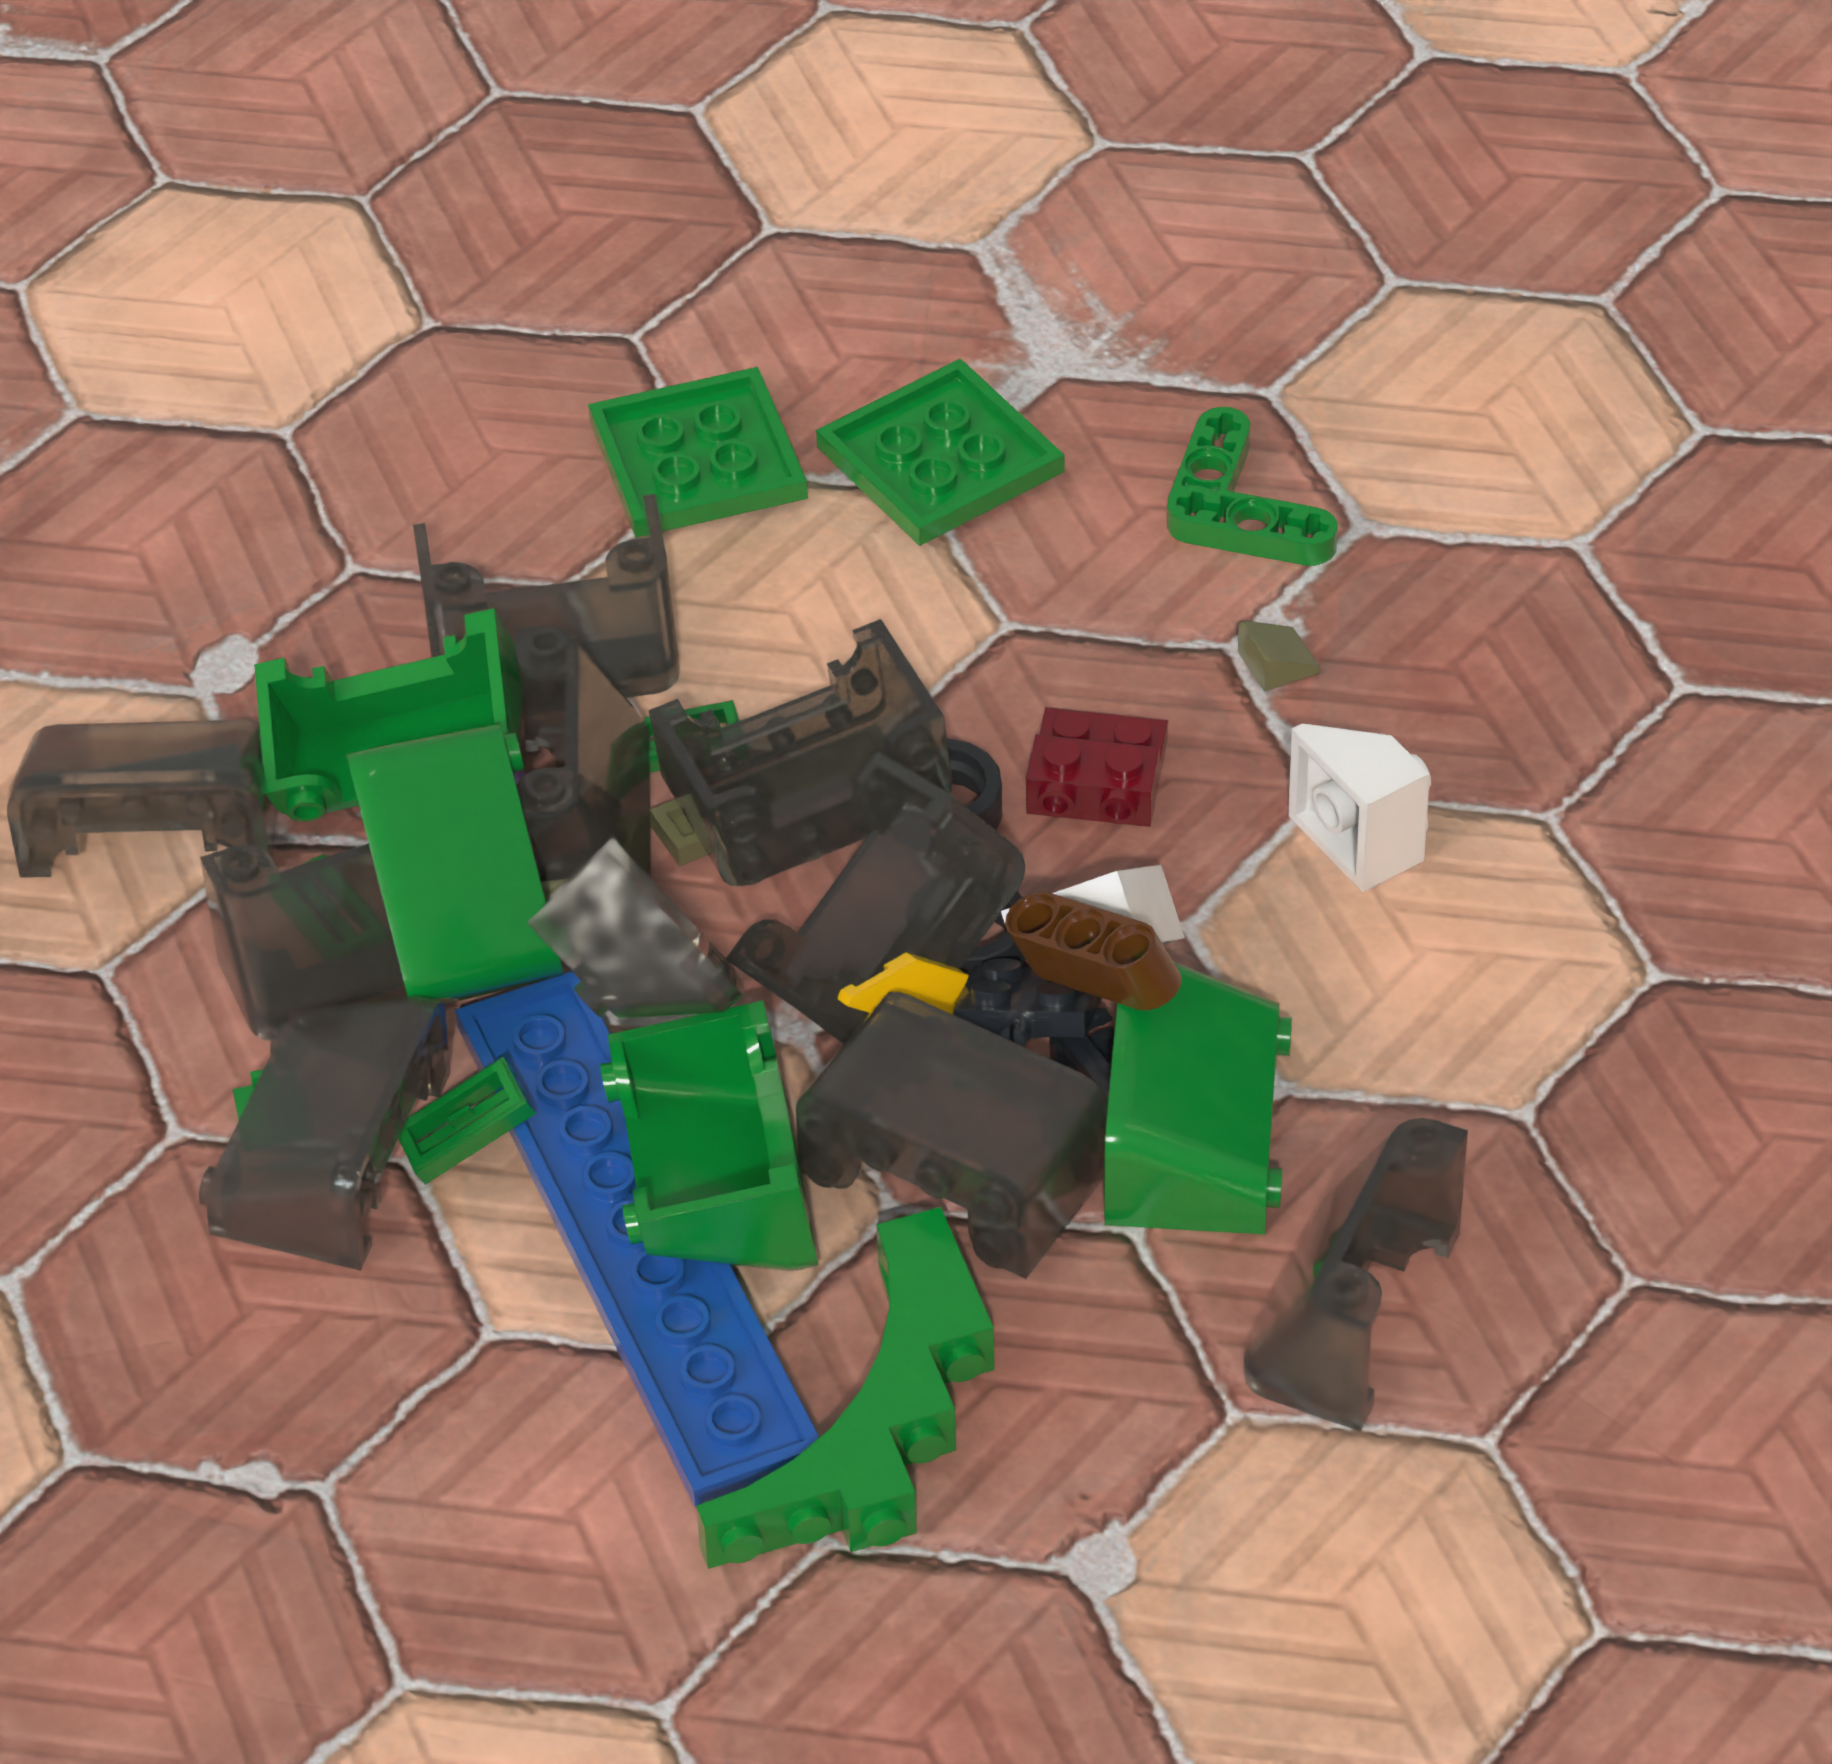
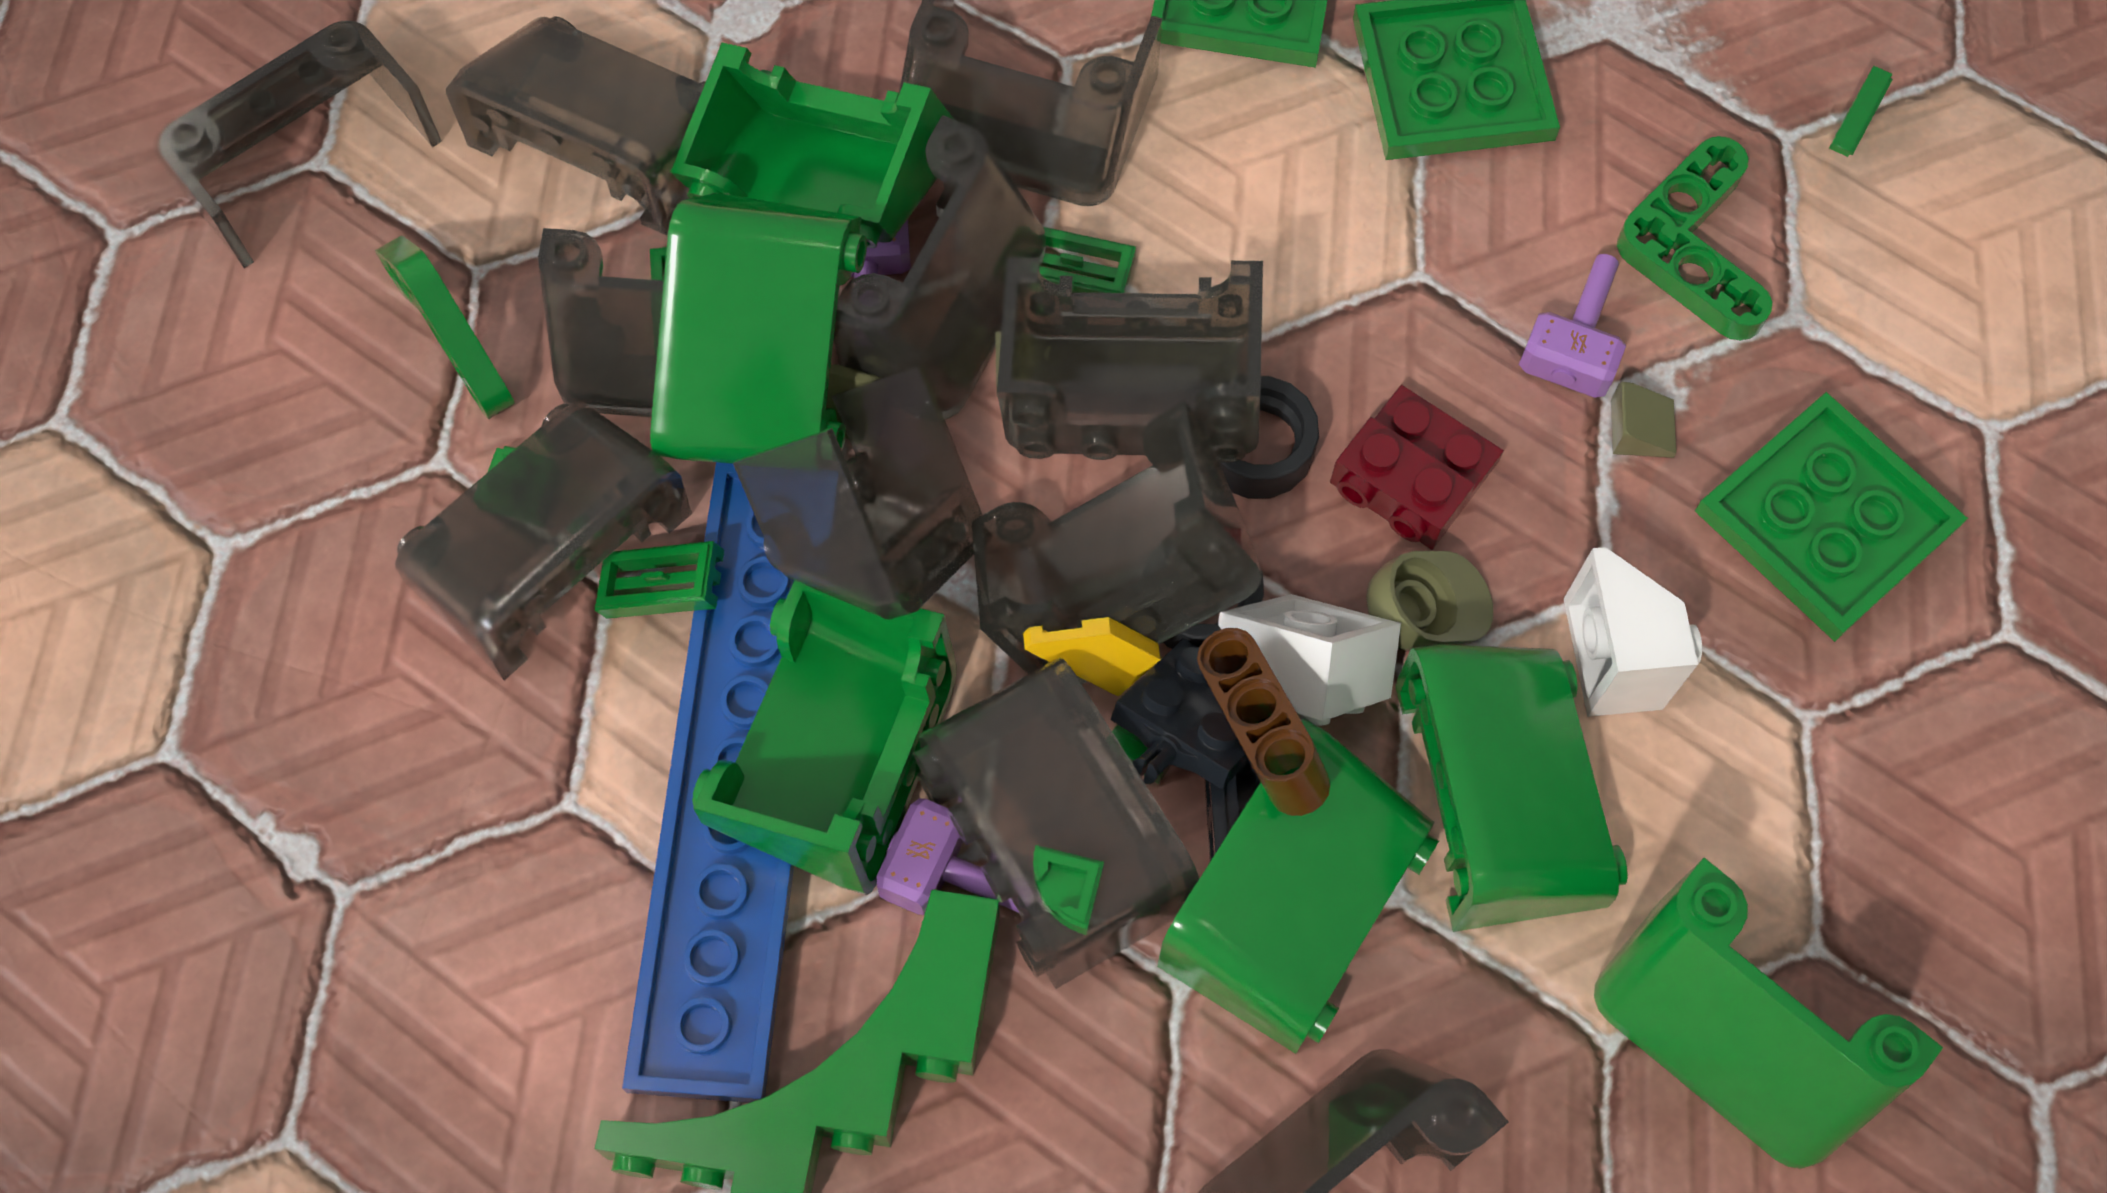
camera: 25 degrees right, 20 degrees up
(126, 984) = (427, 292): none -> green beam
(848, 1219) = (925, 857): none -> medium lavender piece
(1001, 1136) = (1067, 885): none -> green tile
(1178, 843) = (1433, 597): none -> olive cap
(1181, 621) = (1573, 350): none -> medium lavender piece
(1324, 339) = (1861, 112): none -> green tile
(1329, 946) = (1511, 783): none -> green windscreen
(1479, 655) = (1830, 515): none -> green plate
(1628, 1028) = (1744, 1037): none -> green windscreen

